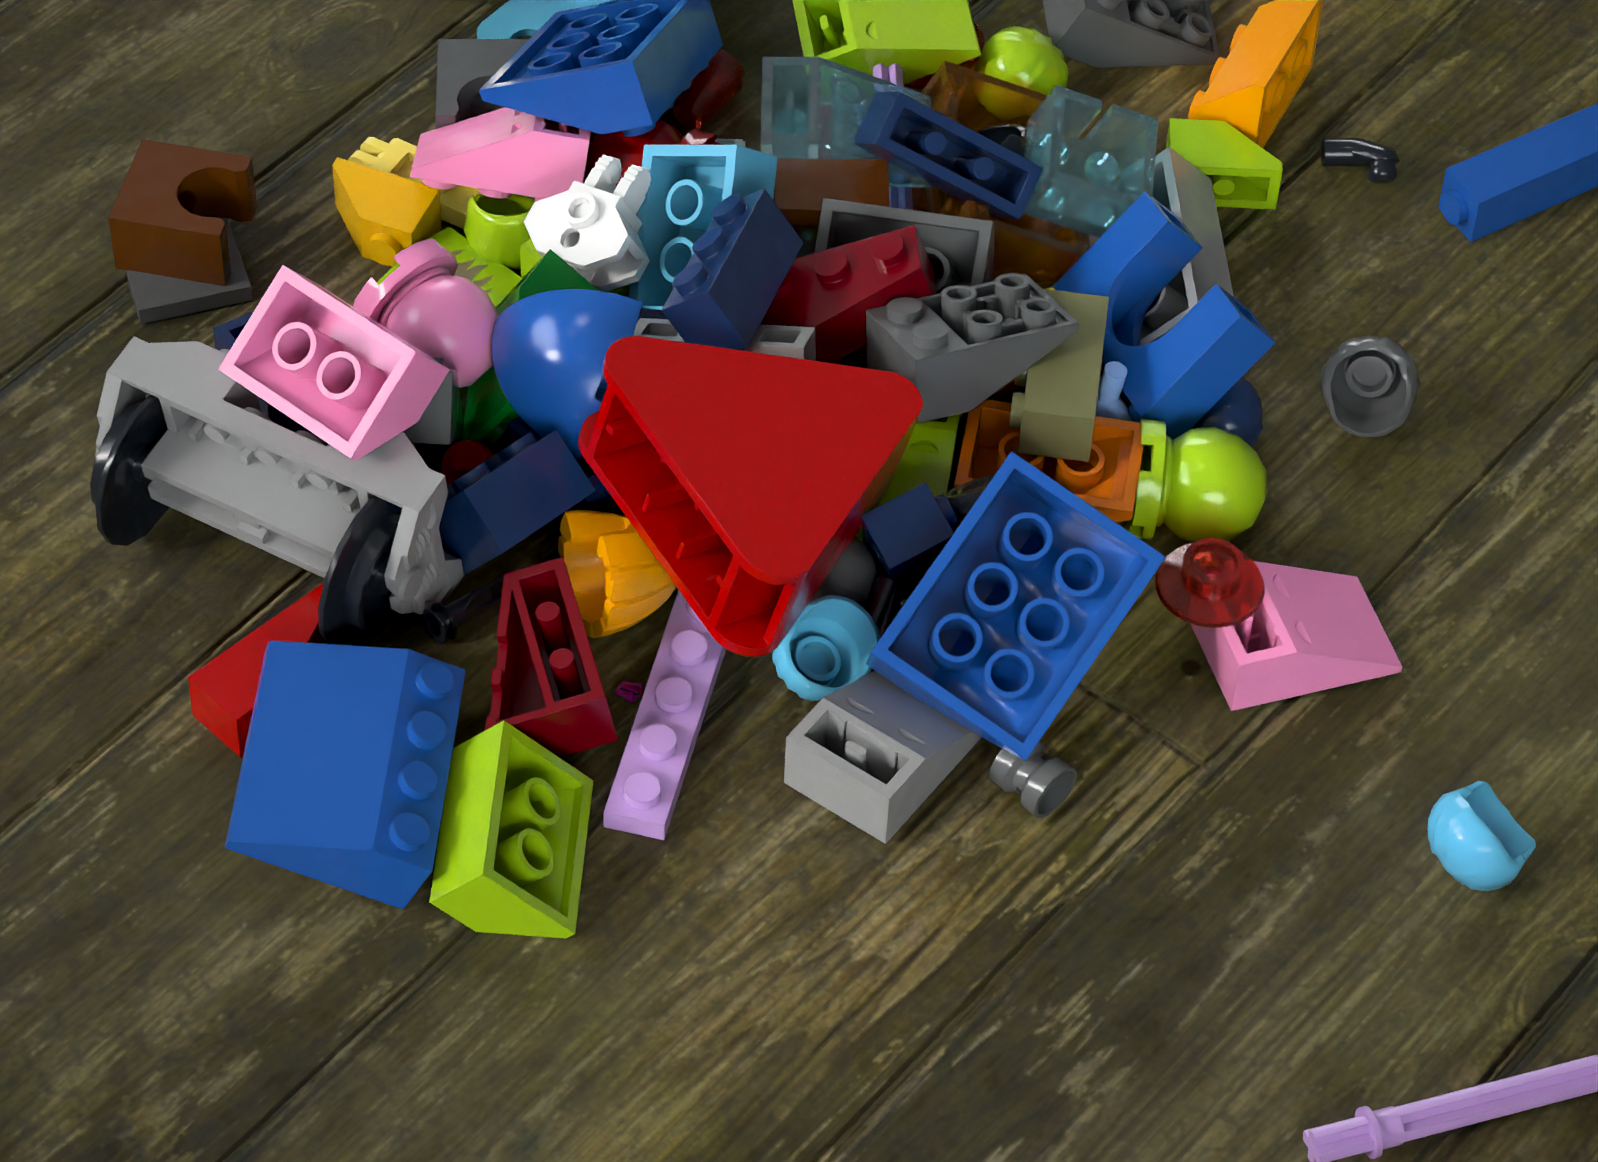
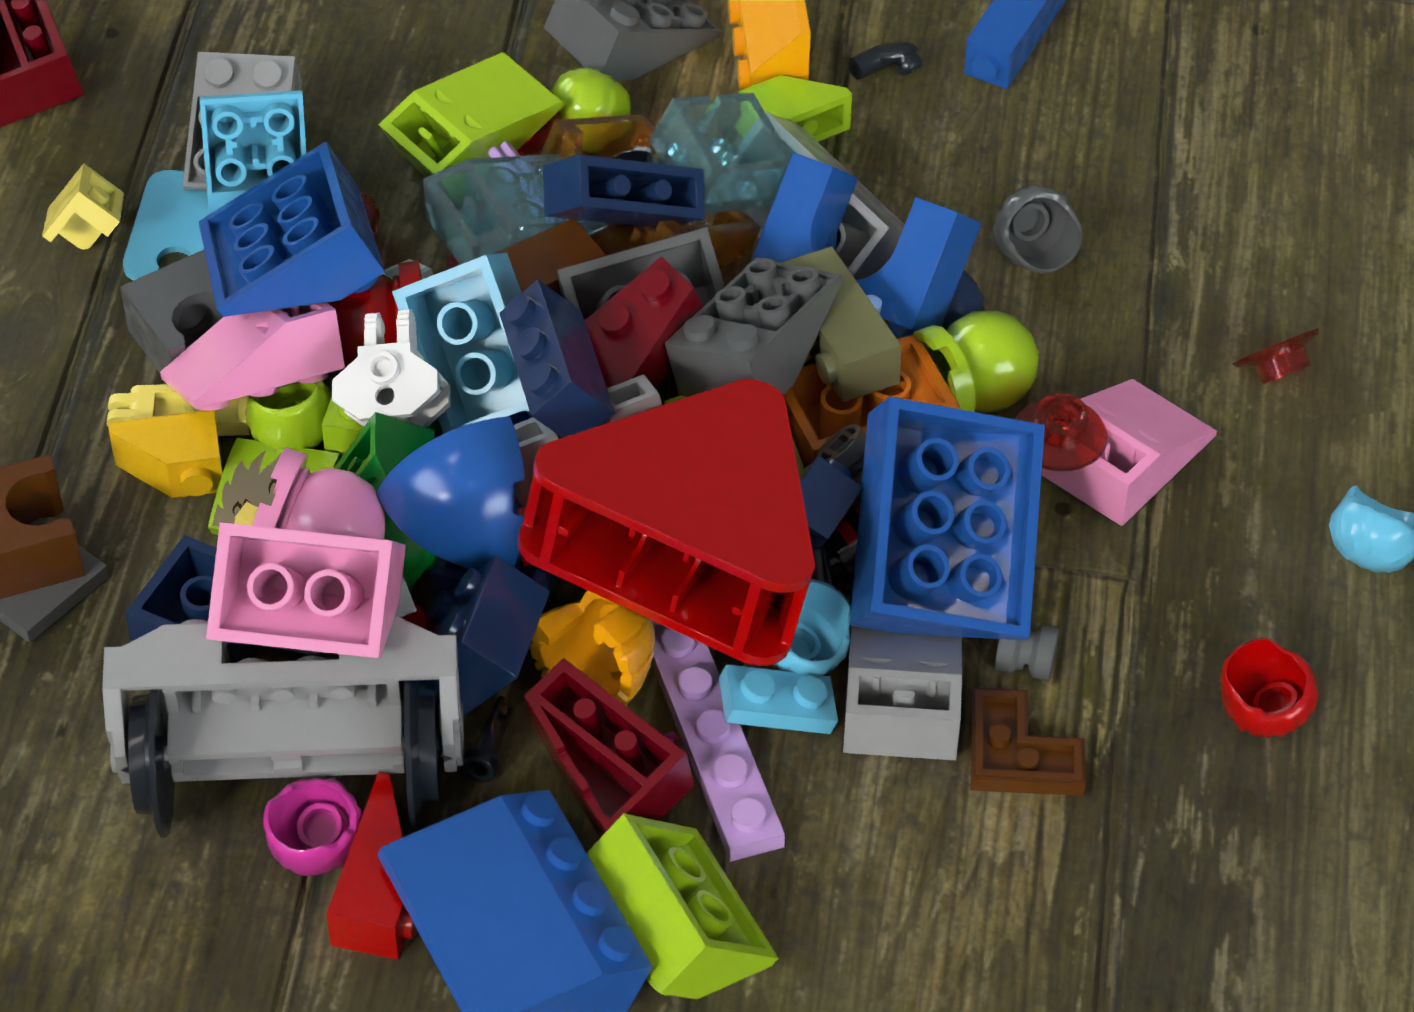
camera: 30 degrees left, 0 degrees up
(237, 593) = (311, 825): none -> dark pink hair
(749, 698) = (777, 699): none -> medium azure plate
(942, 865) = (1009, 759): none -> reddish brown tile
(1234, 928) = (1268, 688): none -> red hair
(1523, 626) = (1280, 358): none -> clear red piece

